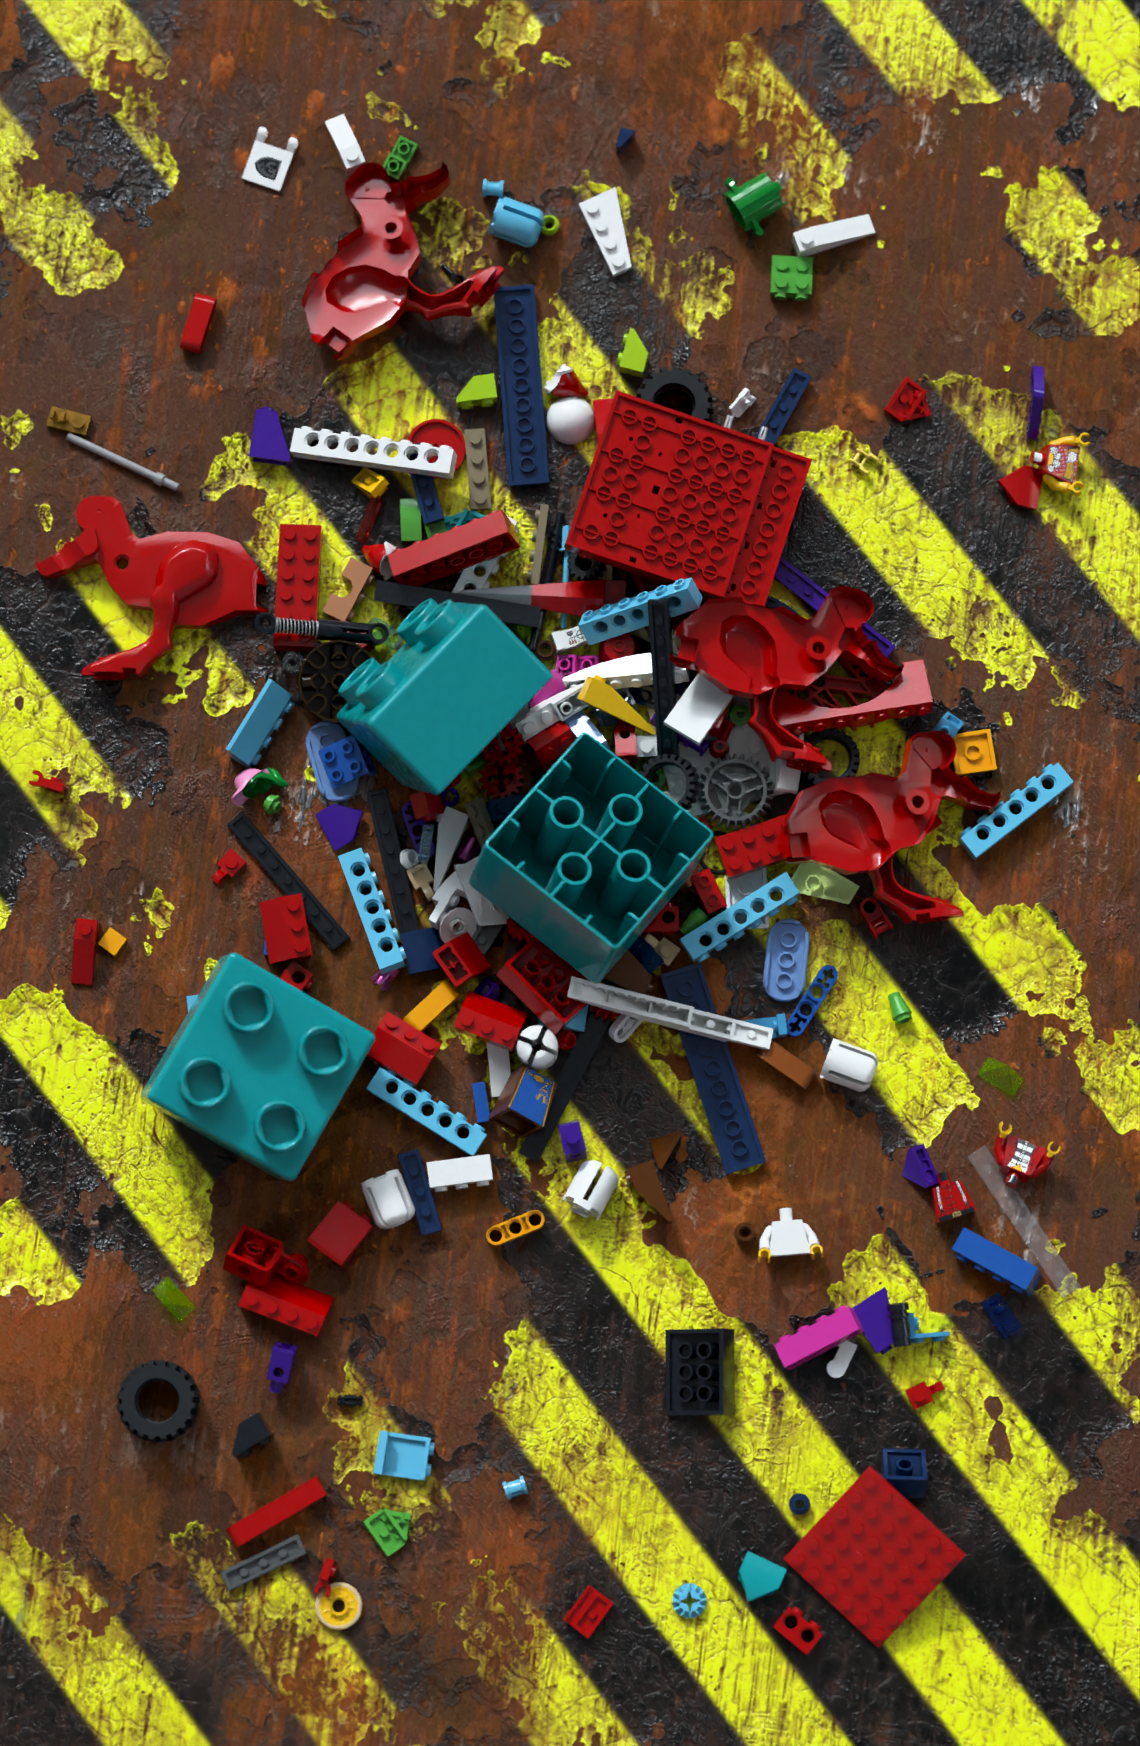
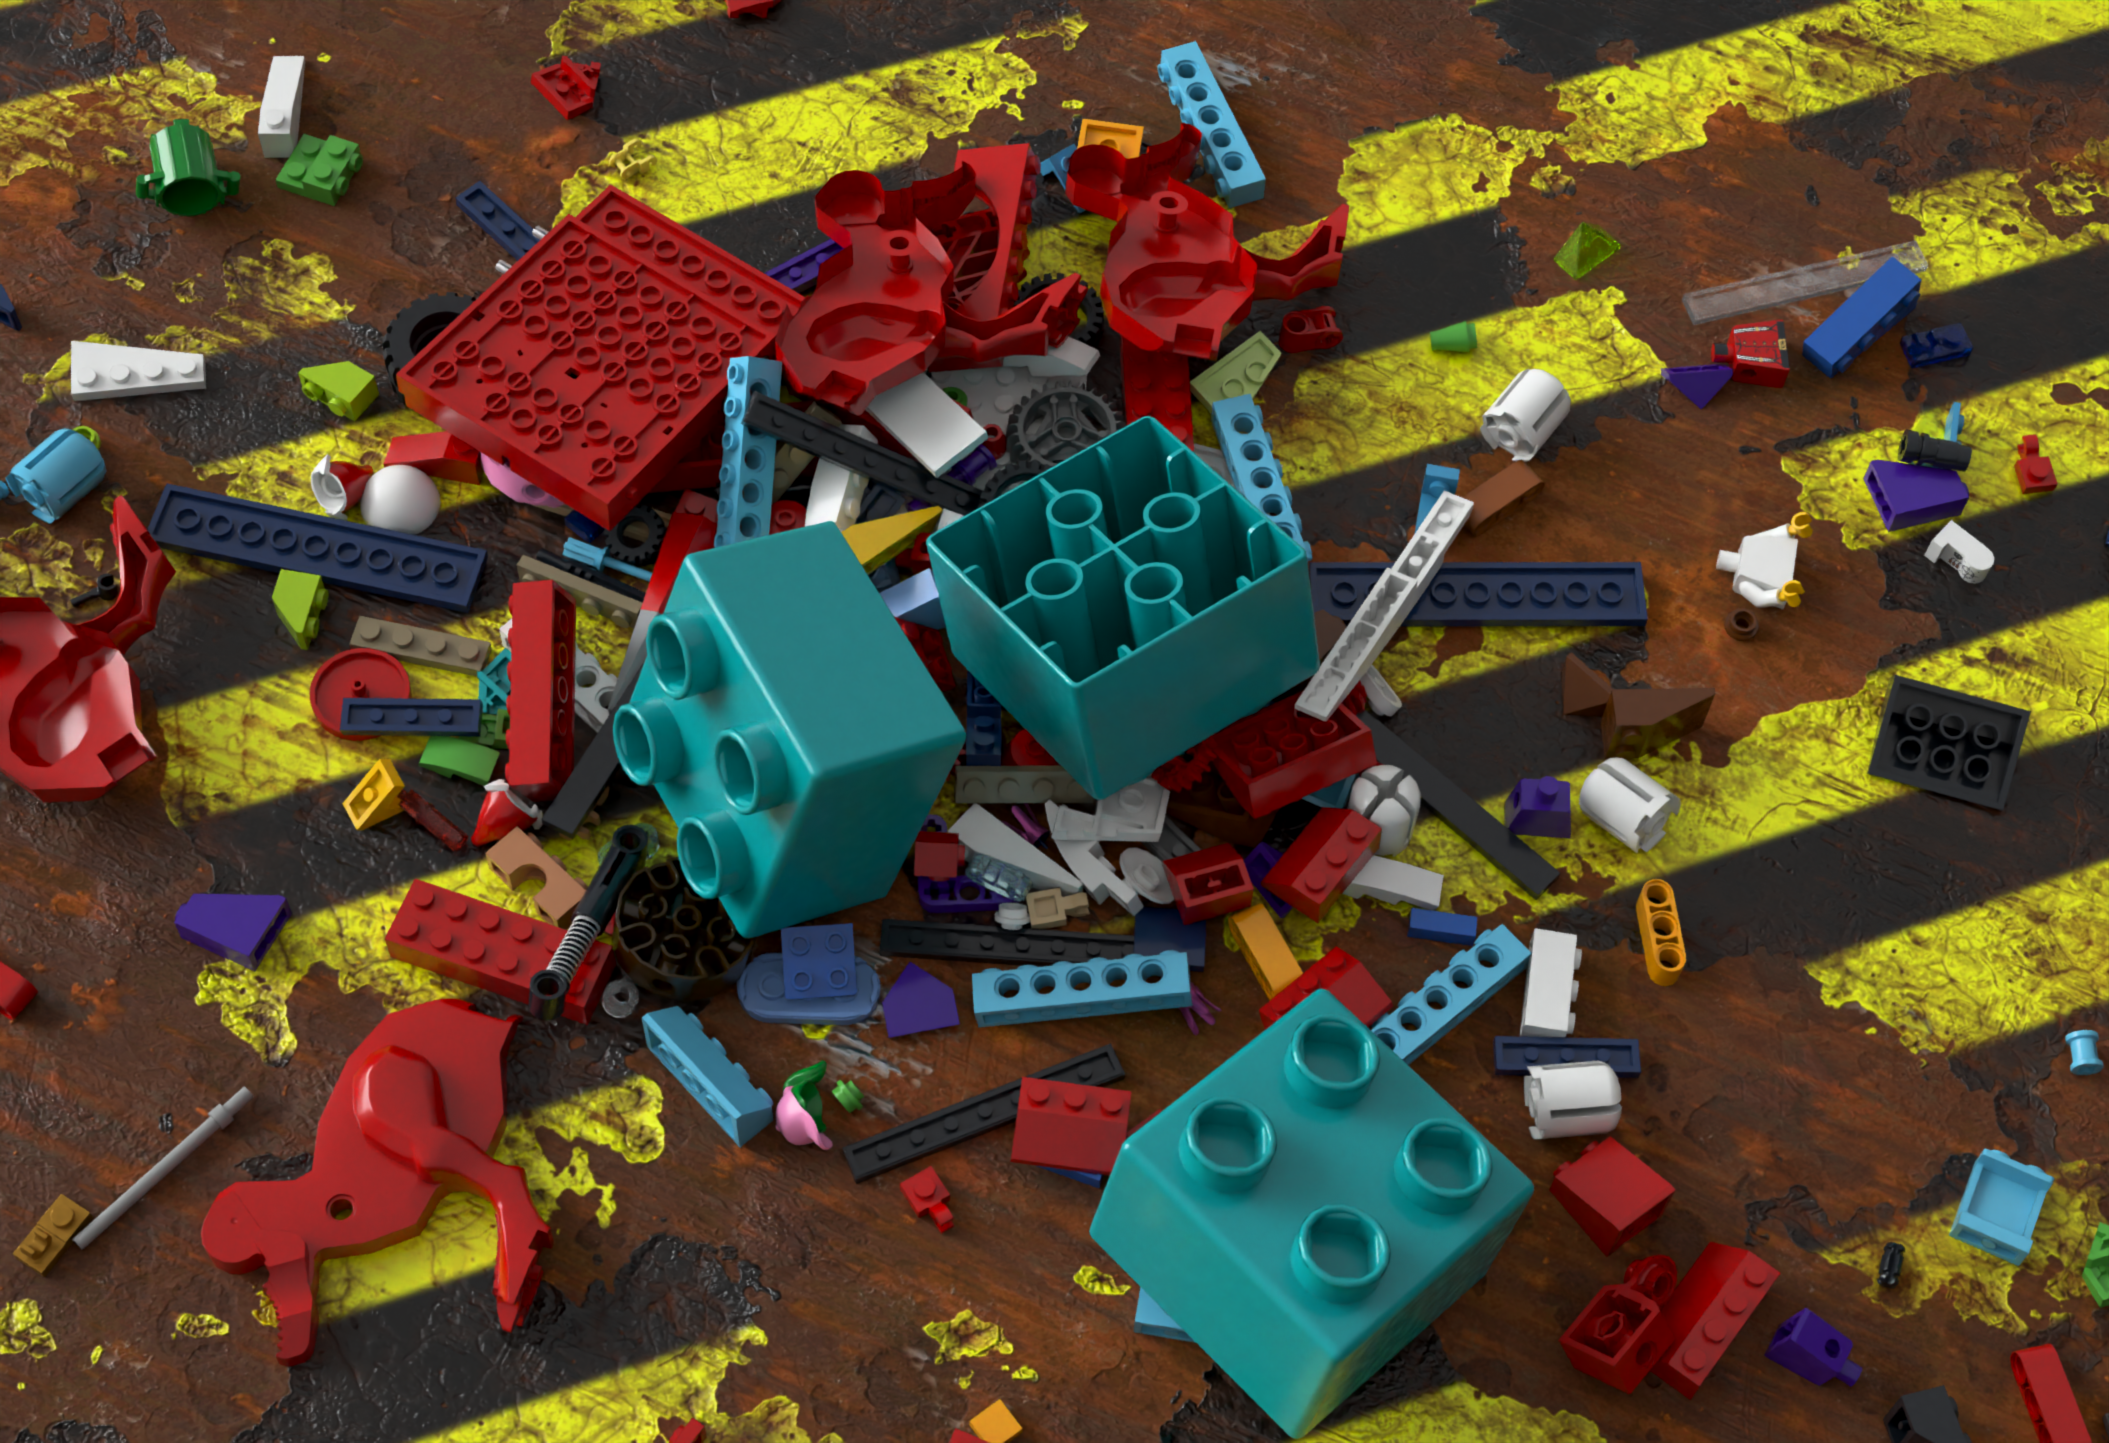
camera: 75 degrees left, 20 degrees down
(443, 467) = (333, 786): white brick -> none
(524, 1102) = (1465, 856): slope -> none
(742, 402) = (475, 274): white piece -> none
(786, 960) = (1338, 459): medium blue tile -> none
(813, 1002) = (1406, 446): blue beam -> none
(819, 1337) = (1931, 562): dark pink brick -> none
(1020, 1158) = (1718, 250): red torso -> none

